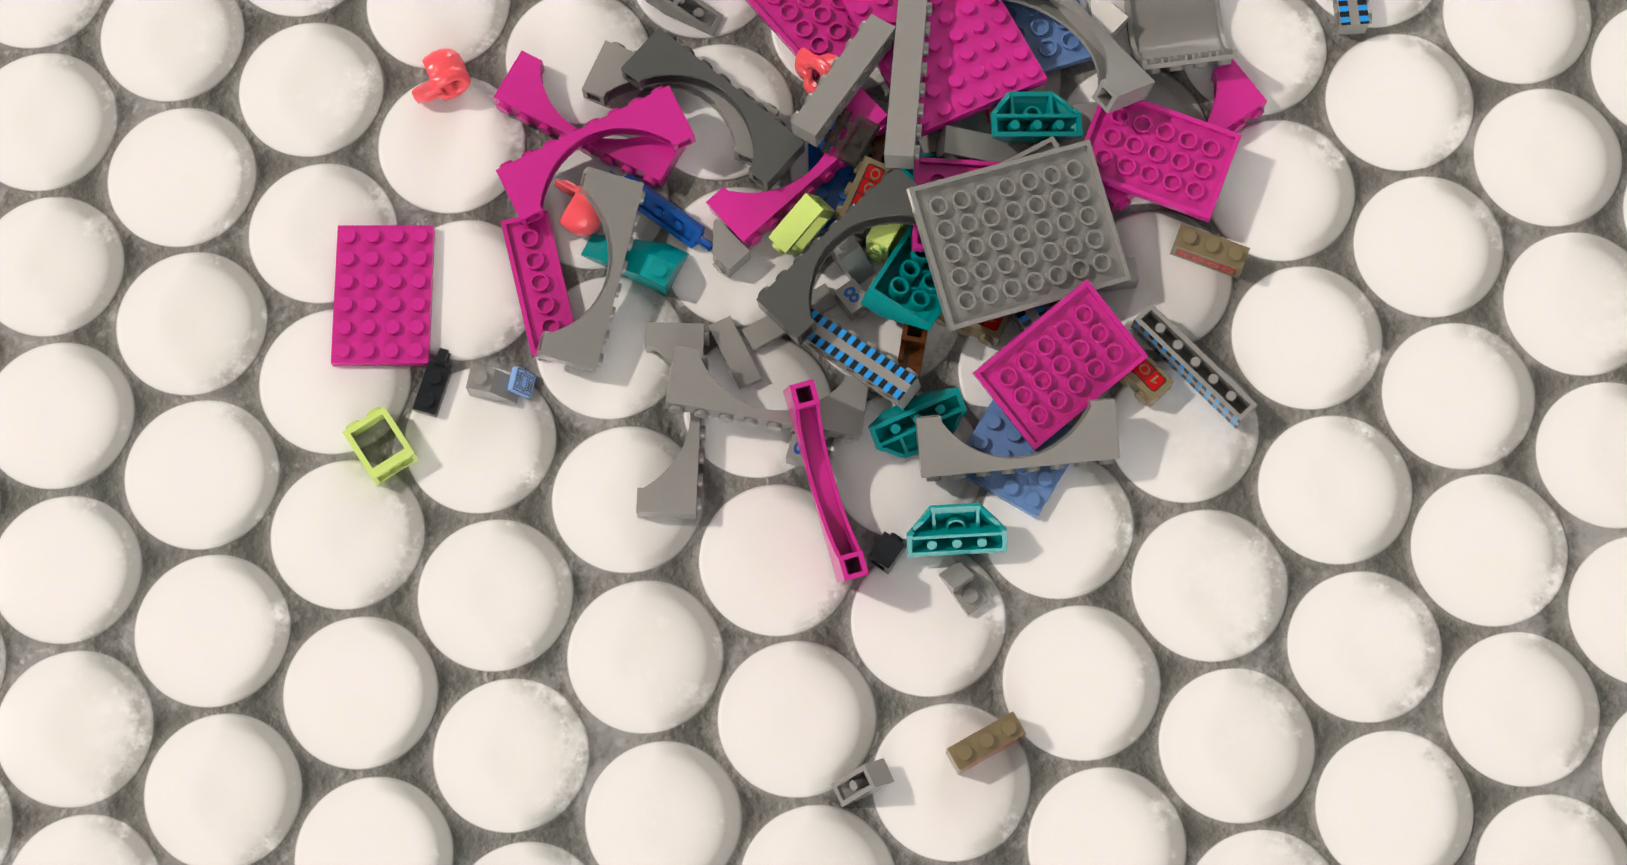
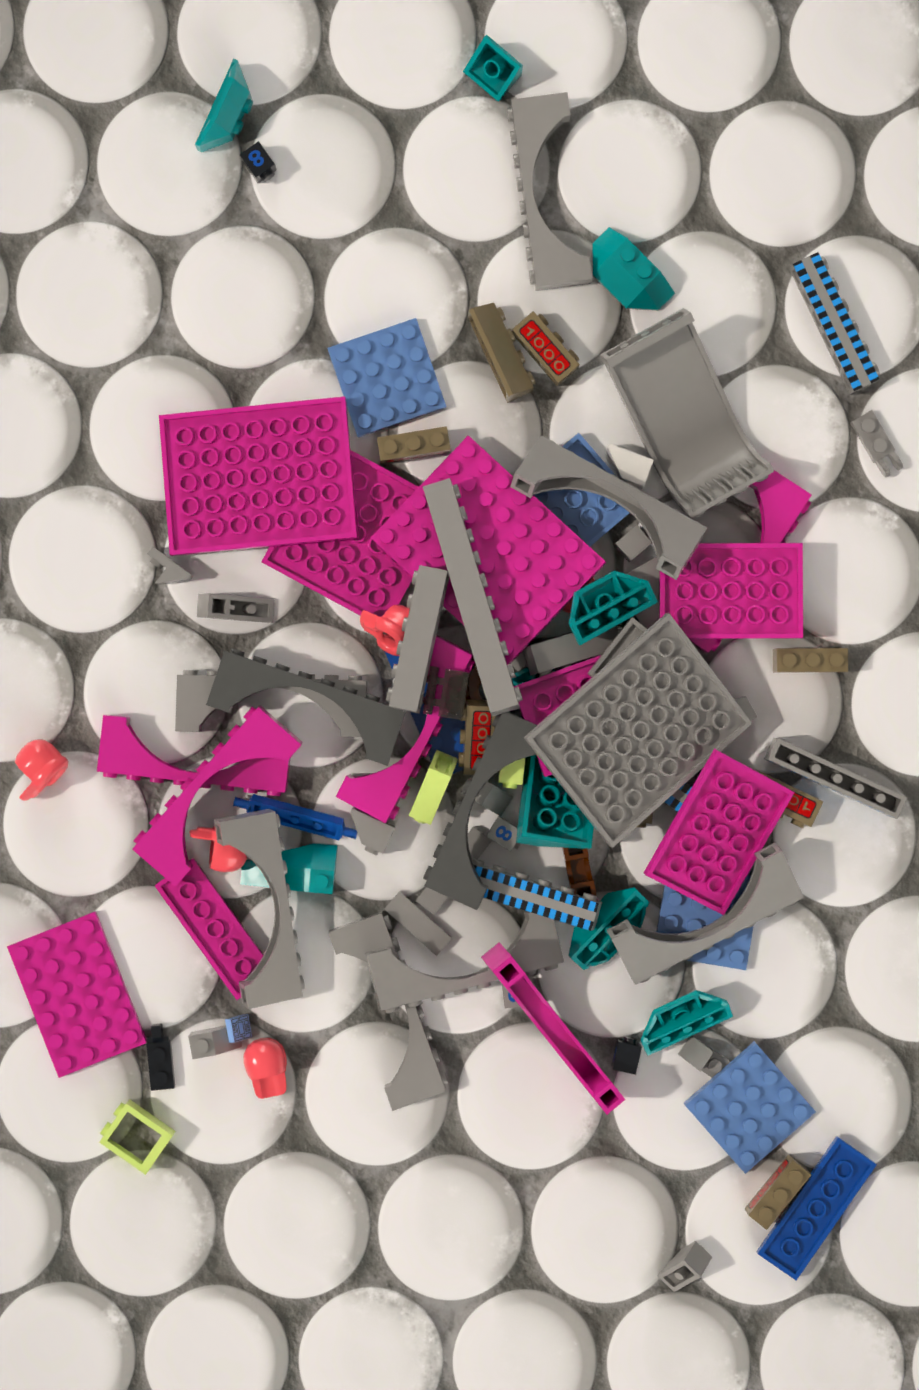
camera: 25 degrees left, 15 degrees up
(535, 413) = (266, 1067): none -> coral piece
(989, 650) = (749, 1107): none -> medium blue plate
(1018, 777) = (816, 1208): none -> blue plate
(1079, 85) = (633, 543): none -> light grey brick
(1346, 83) = (876, 442): none -> light grey hinge

